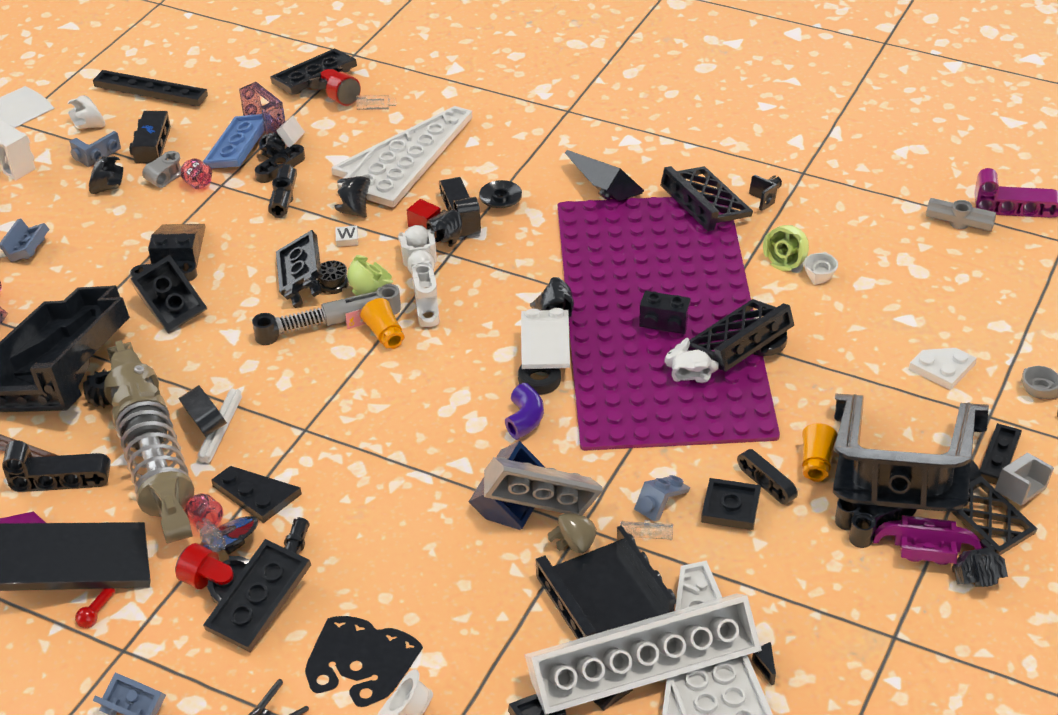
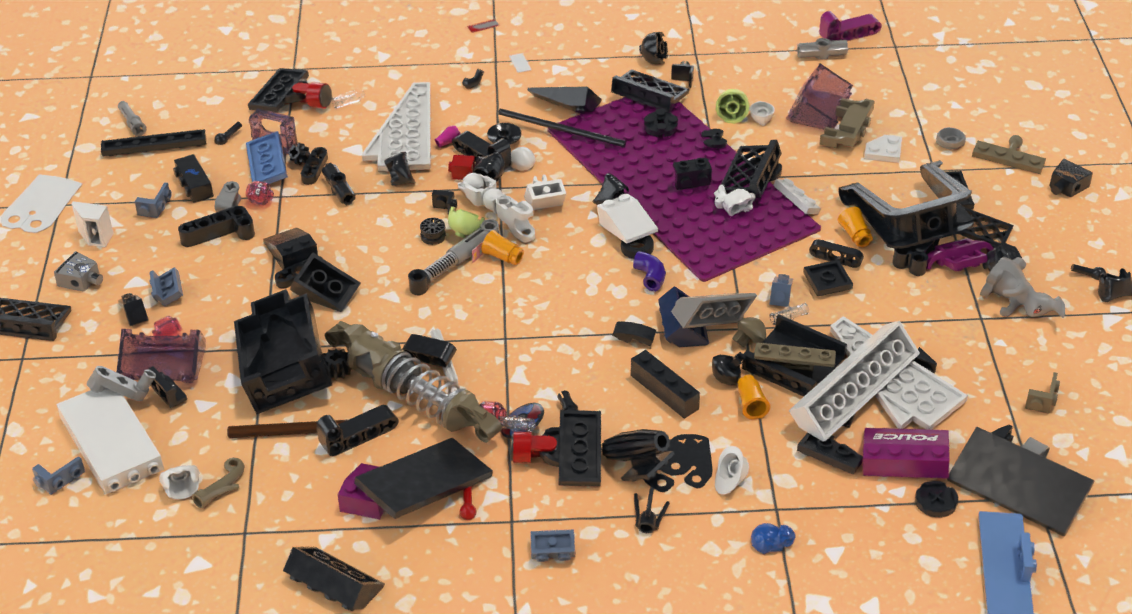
camera: 30 degrees left, 0 degrees up
(85, 113) = (121, 177): white hair -> none
(105, 175) = (182, 214): black hair -> none
(127, 193) = (217, 225): none -> black beam
(151, 59) = (133, 121): none -> light grey pin
(219, 104) = (222, 138): none -> black bar
(254, 492) = (509, 390): black wing -> none
(290, 131) = (306, 138): white tile -> none
(299, 267) = (405, 231): black tile -> none
(307, 623) = (643, 448): none -> black plate
(346, 236) = (414, 200): white tile -> none
(372, 247) = (443, 199): none -> black bracket
(421, 558) = (665, 384): none -> black brick
(441, 173) = (447, 136): none -> dark pink cone
(444, 479) = (628, 330): none -> black slope
(480, 277) = (545, 193): none -> white brick
(497, 229) = (522, 158): none -> white hair
(507, 619) = (752, 398): none -> light orange plant
(508, 569) = (727, 368): none -> black piece
(522, 125) = (474, 81): none -> black arm
(588, 67) = (482, 26): none -> sticker
(589, 224) = (553, 125): none -> black piece
(593, 120) = (520, 62): none -> white sticker
(593, 586) = (795, 357): none -> dark tan bracket
(675, 237) = (660, 123): none -> black plate
(735, 283) = (716, 138): none -> black piece
(752, 150) = (654, 48): none -> black cylinder
(778, 386) = (797, 196): none -> white plate
(903, 276) = (818, 99): none -> windscreen
(920, 320) = (853, 125): none -> dark tan bracket
(960, 604) = (1010, 282): none -> light grey animal
(1024, 478) = (988, 198): light grey panel -> none

